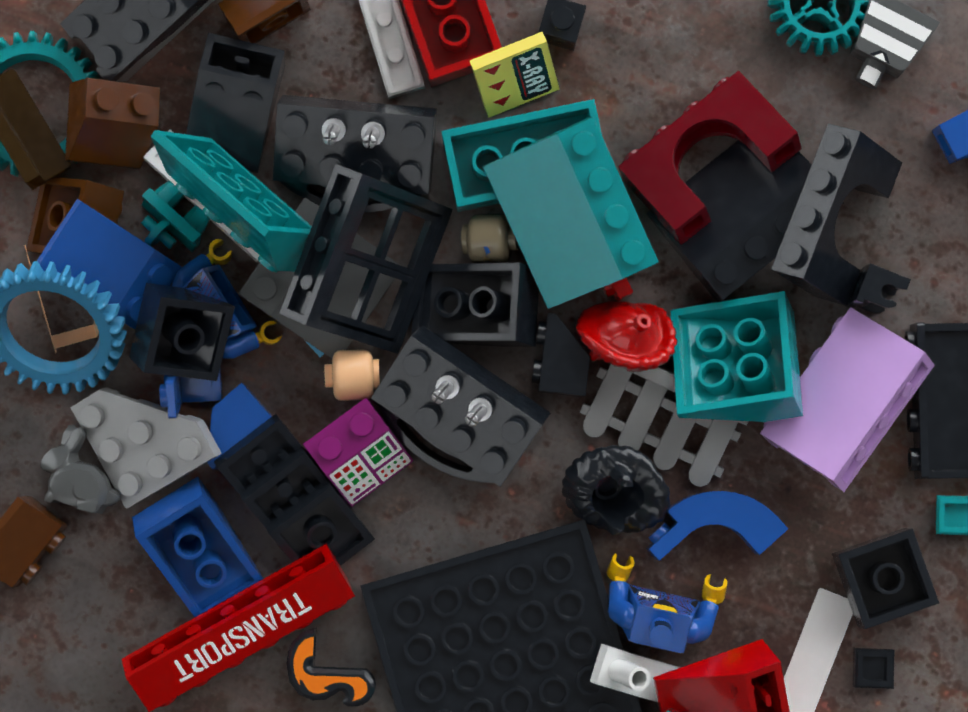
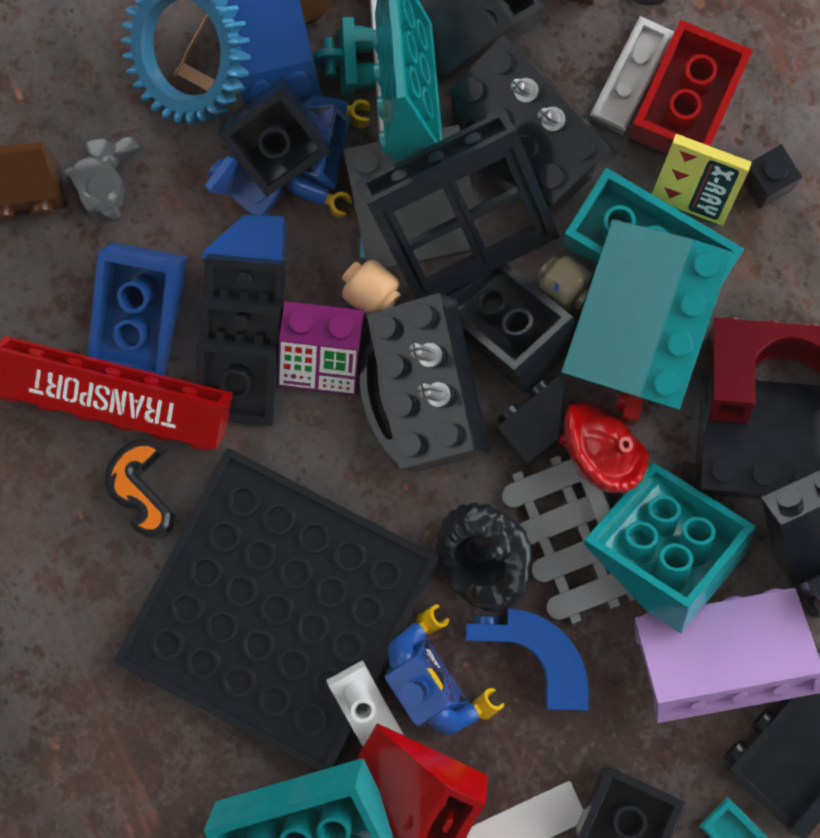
camera: 55 degrees right, 5 degrees down
(141, 444) = (168, 196): light grey plate -> none

